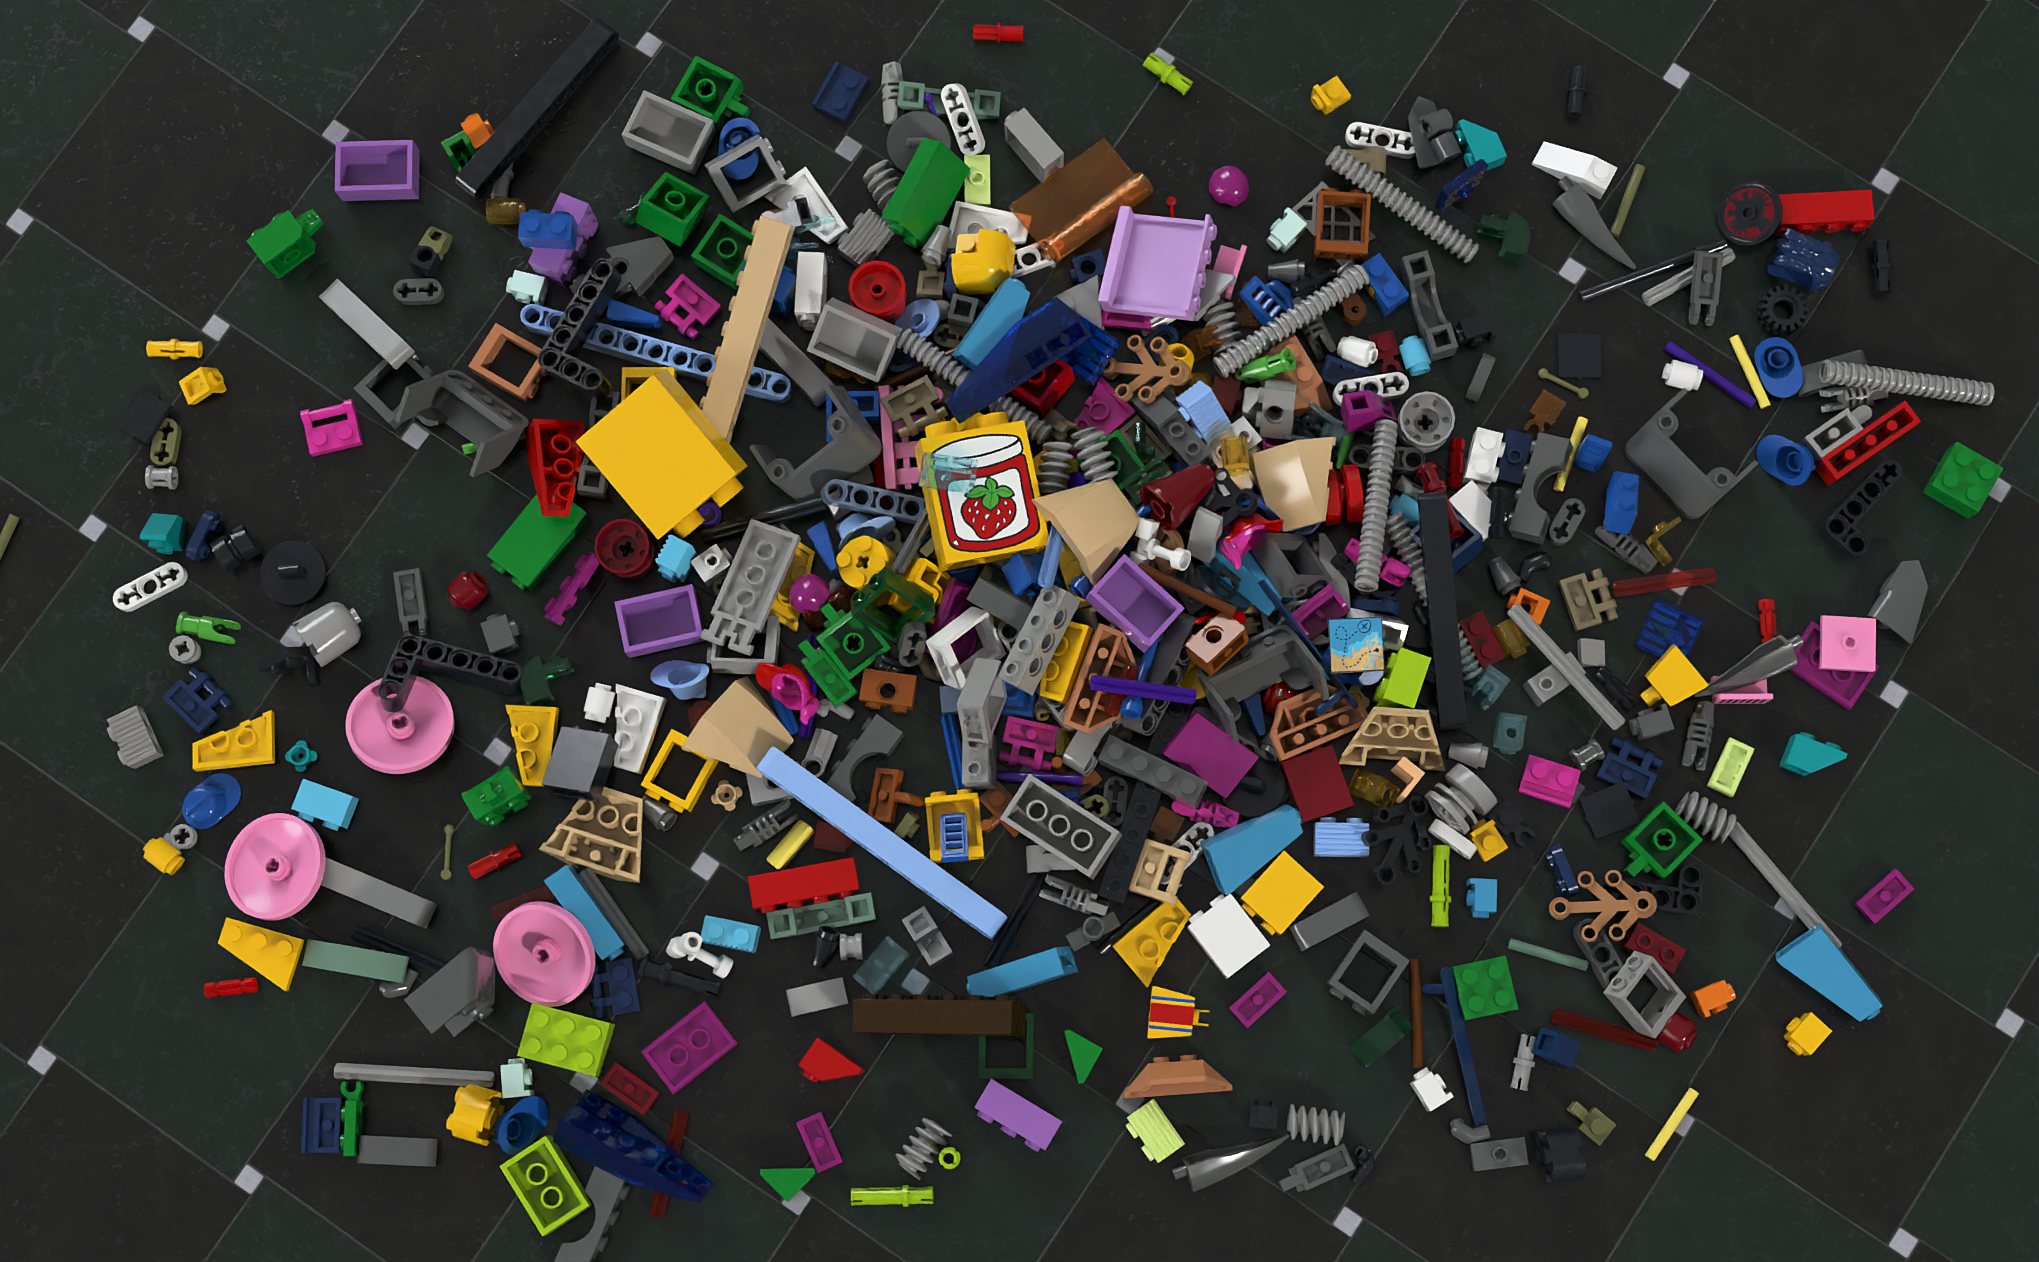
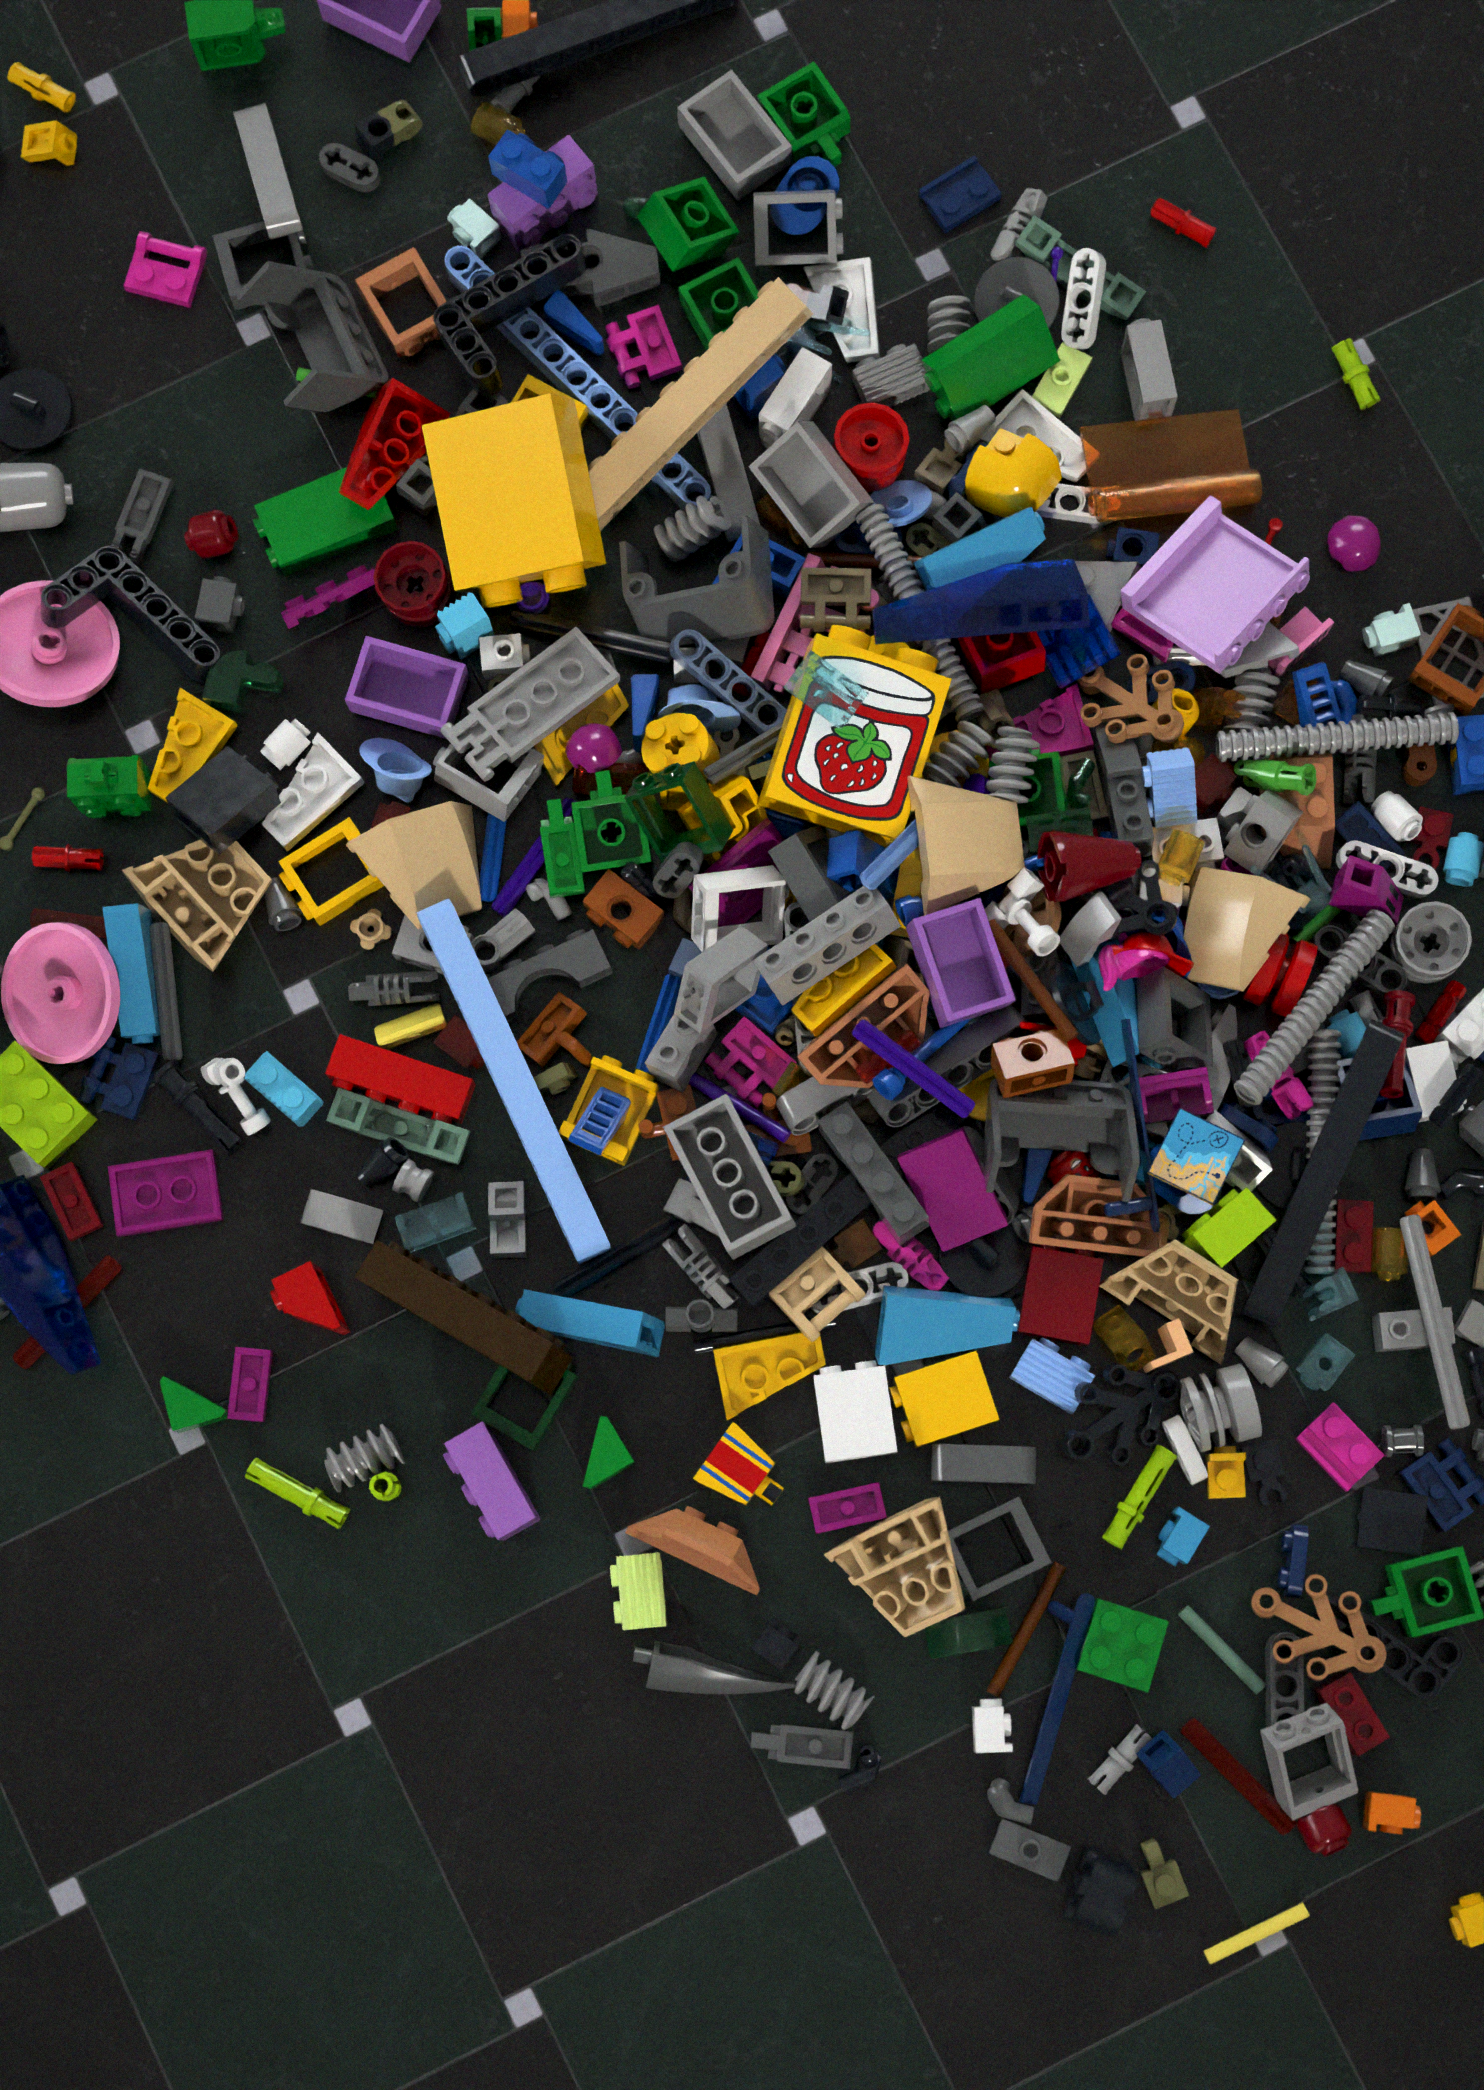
camera: 30 degrees right, 0 degrees up
(790, 687) = (511, 844): dark pink hair -> none
(792, 411) = (692, 527): none -> light grey piece
(1317, 1016) = (905, 1567): none -> tan wedge

